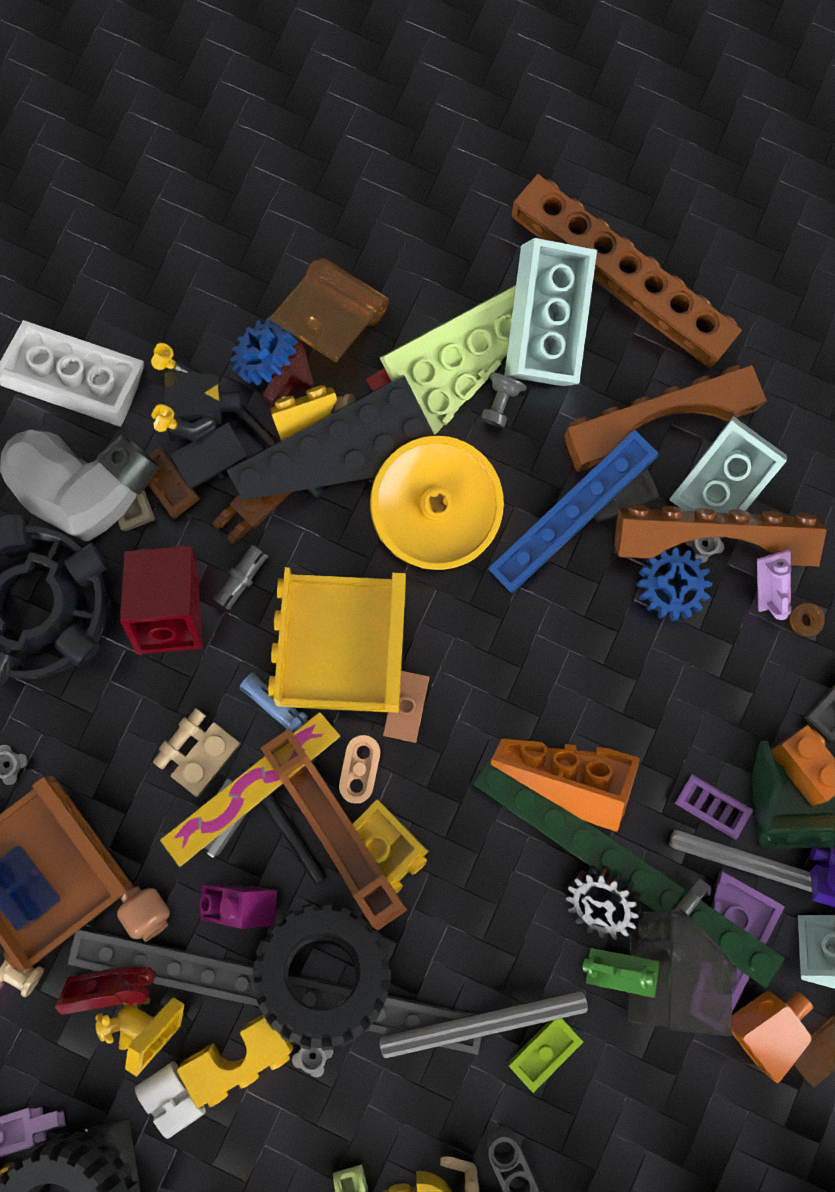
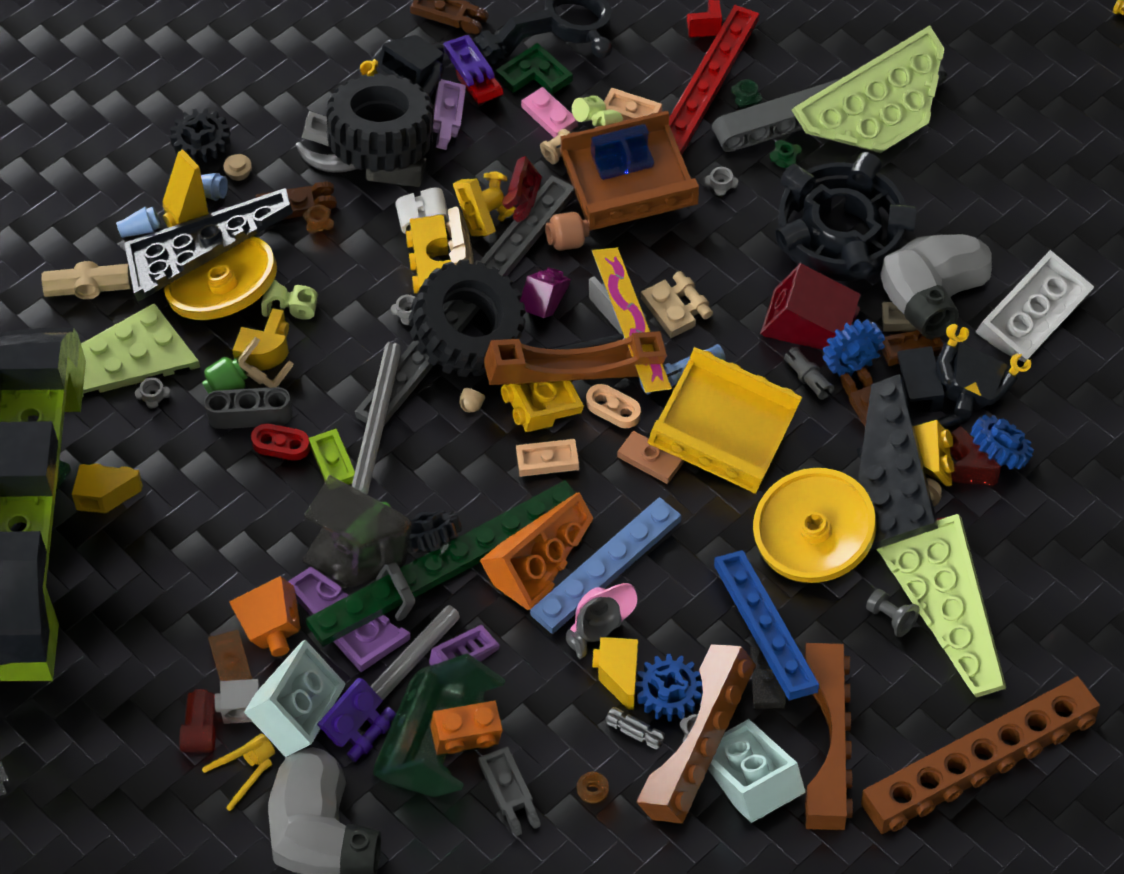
camera: 115 degrees right, 25 degrees down
(202, 533) = (853, 347): none -> blue gear
(208, 1031) = (459, 232): none -> tan hinge
(330, 309) = (1024, 502): clear orange door -> none
(410, 929) = (471, 400): none -> tan hinge
(452, 815) = (547, 457): none -> light nougat plate
(546, 1121) = (281, 440): none -> red plate
(550, 312) = (955, 661): light aqua brick -> none
(554, 703) = (606, 564): none -> medium blue plate
(630, 687) = (600, 614): none -> dark grey hair
(674, 642) = (618, 667): none -> yellow slope
(726, 603) = (635, 728): none -> dark grey axle
(775, 584) = (634, 761): lavender hinge -> none

